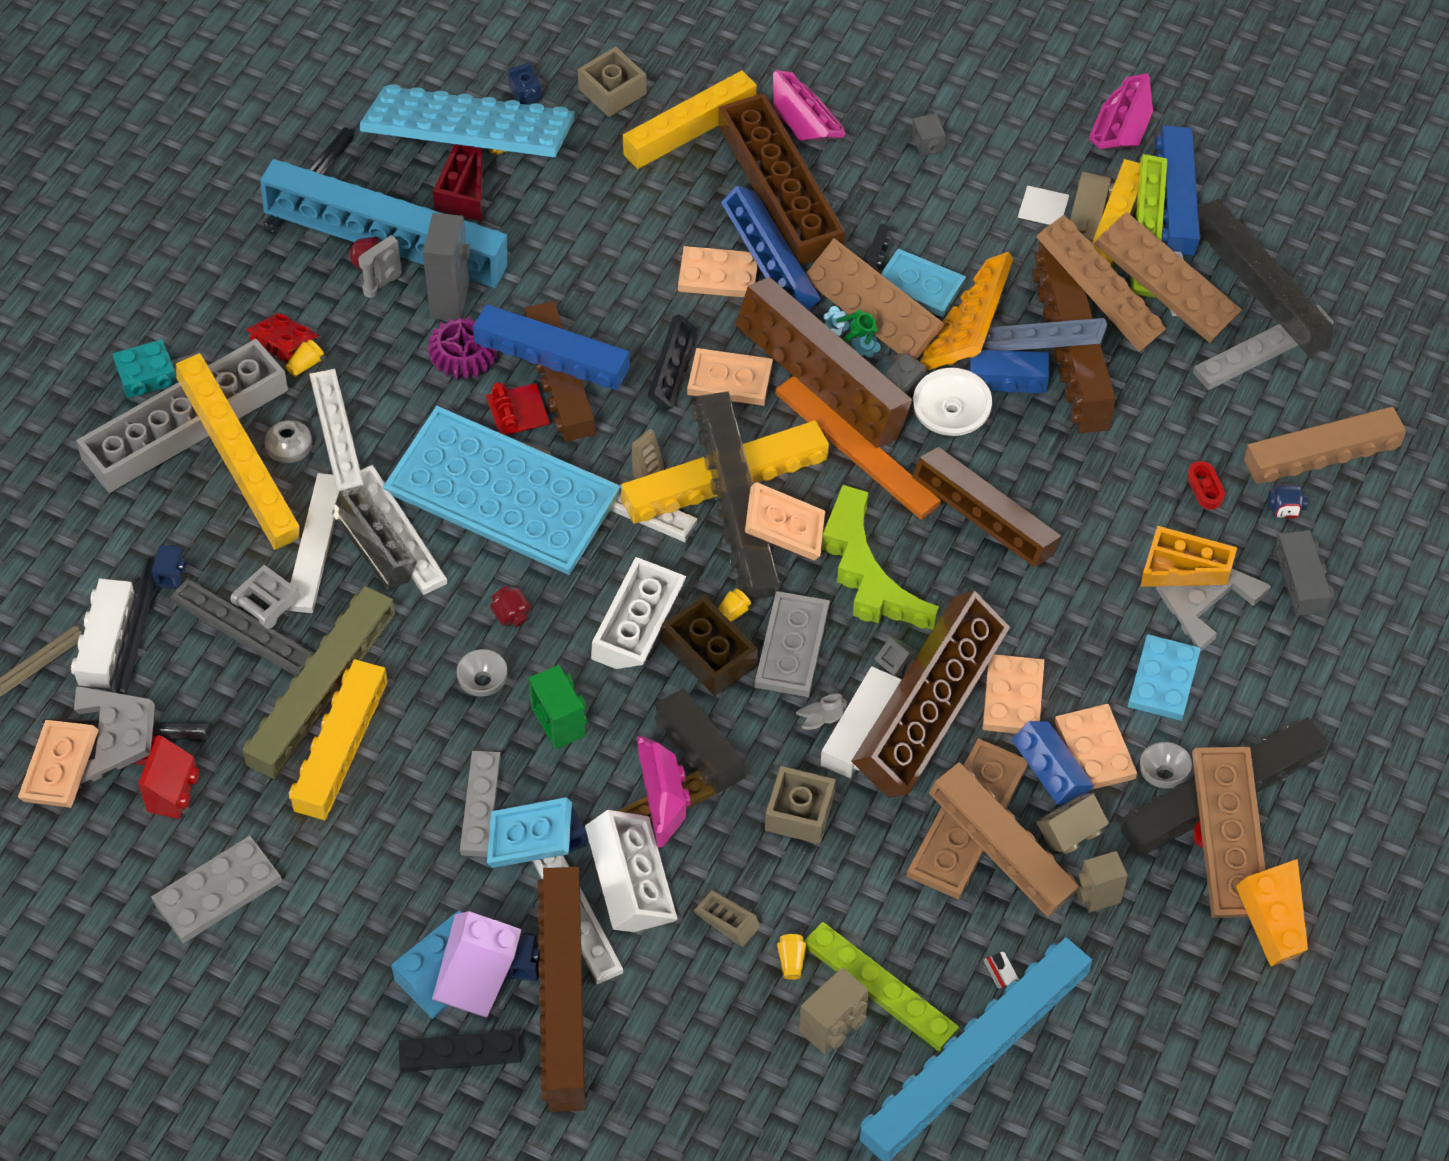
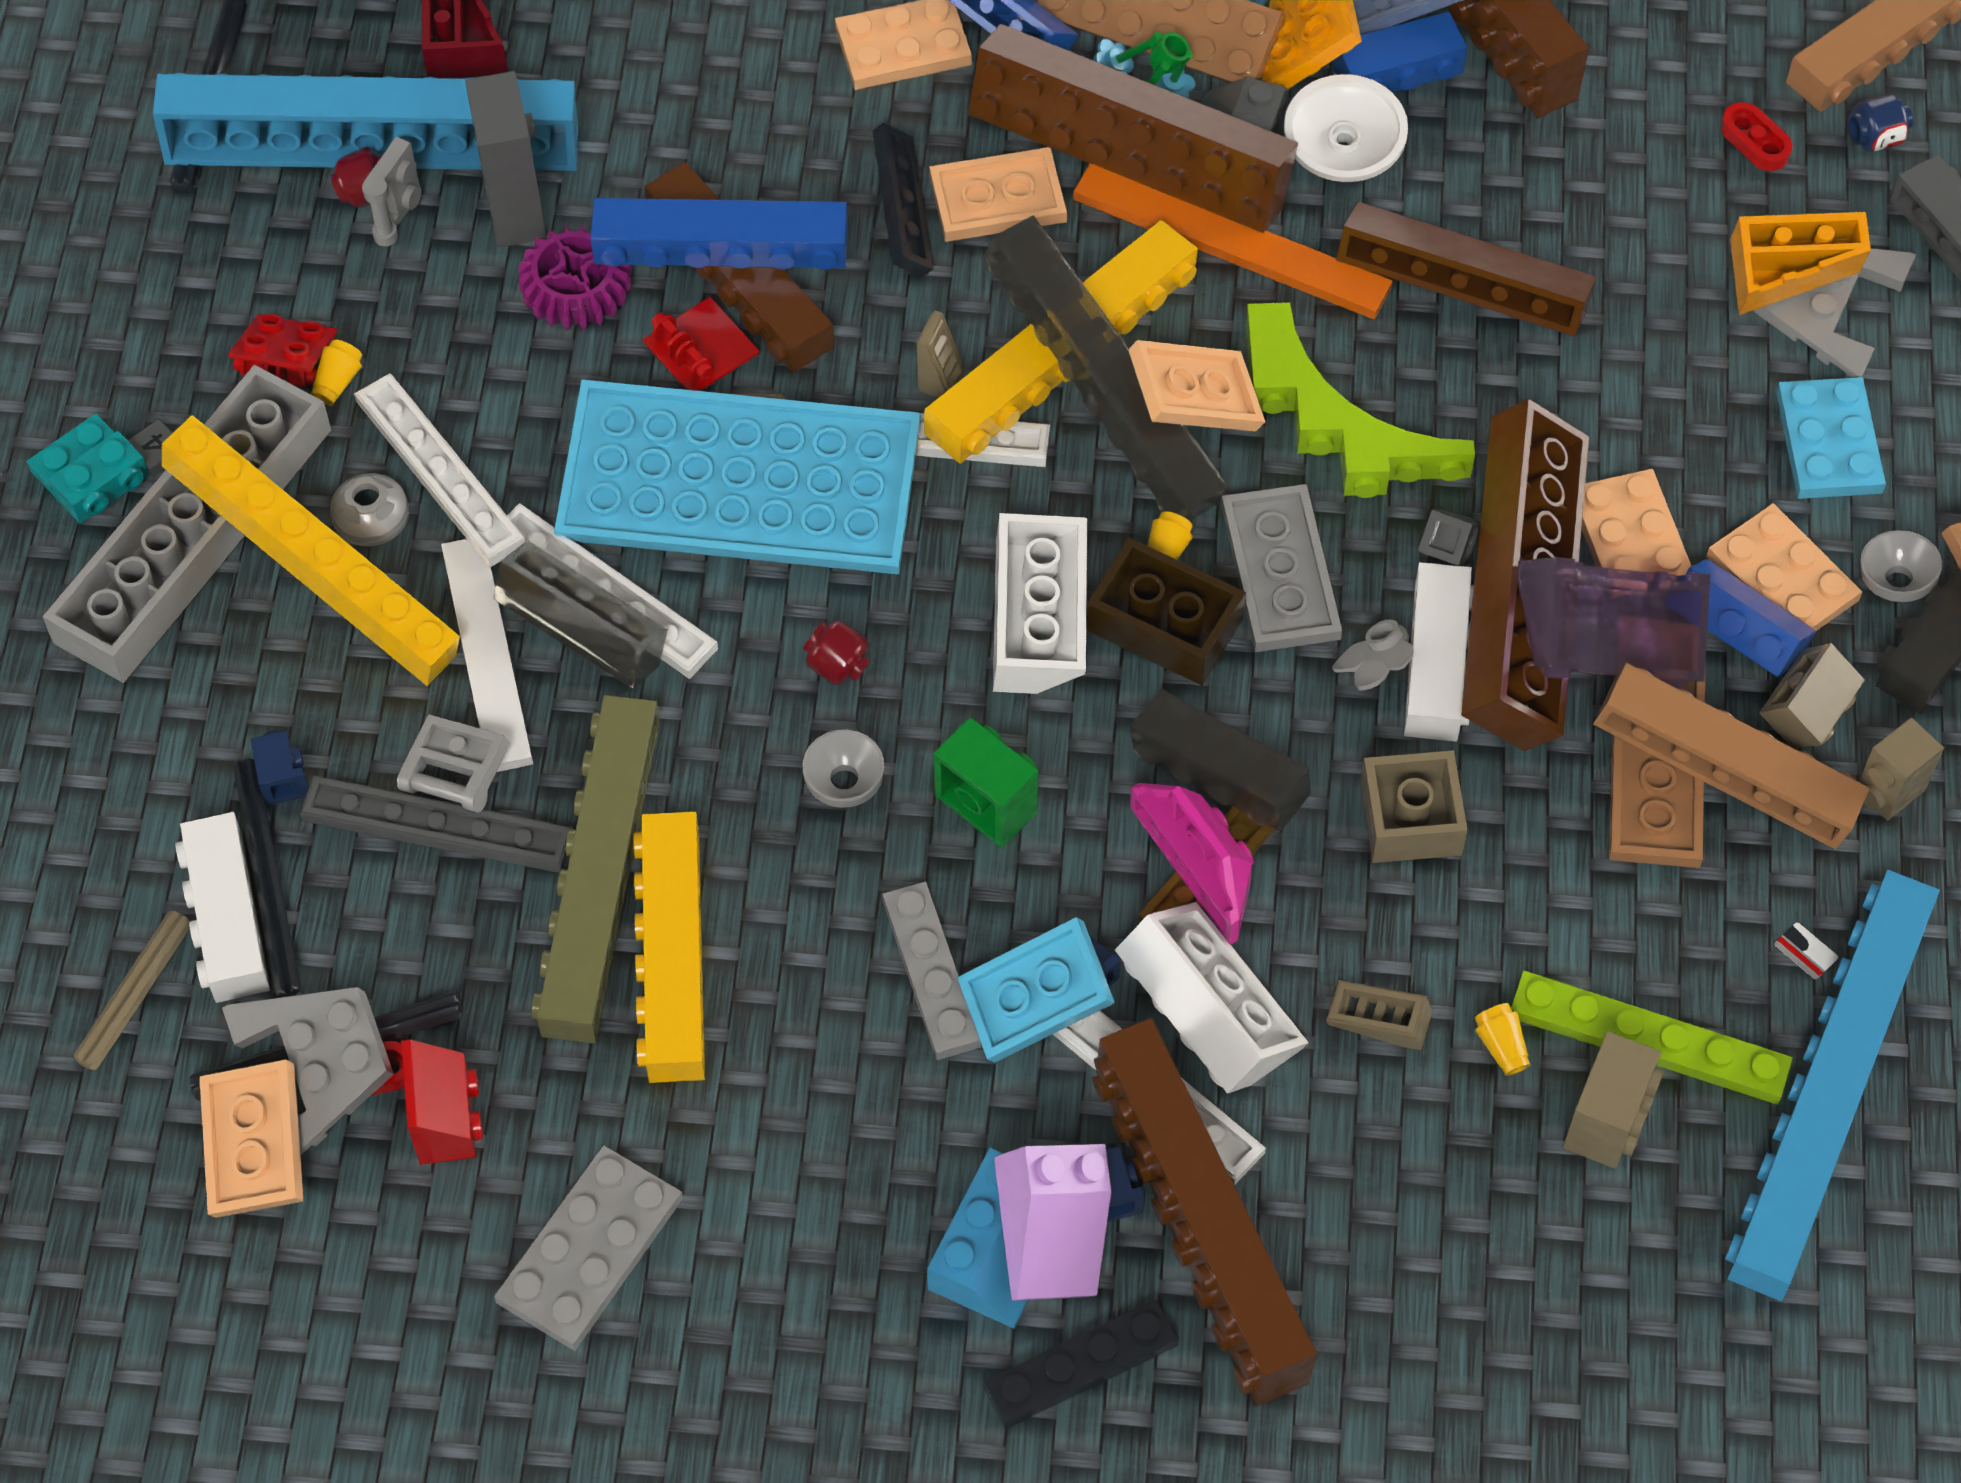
camera: 20 degrees left, 5 degrees up
(963, 732) = (1611, 617): none -> clear purple windscreen

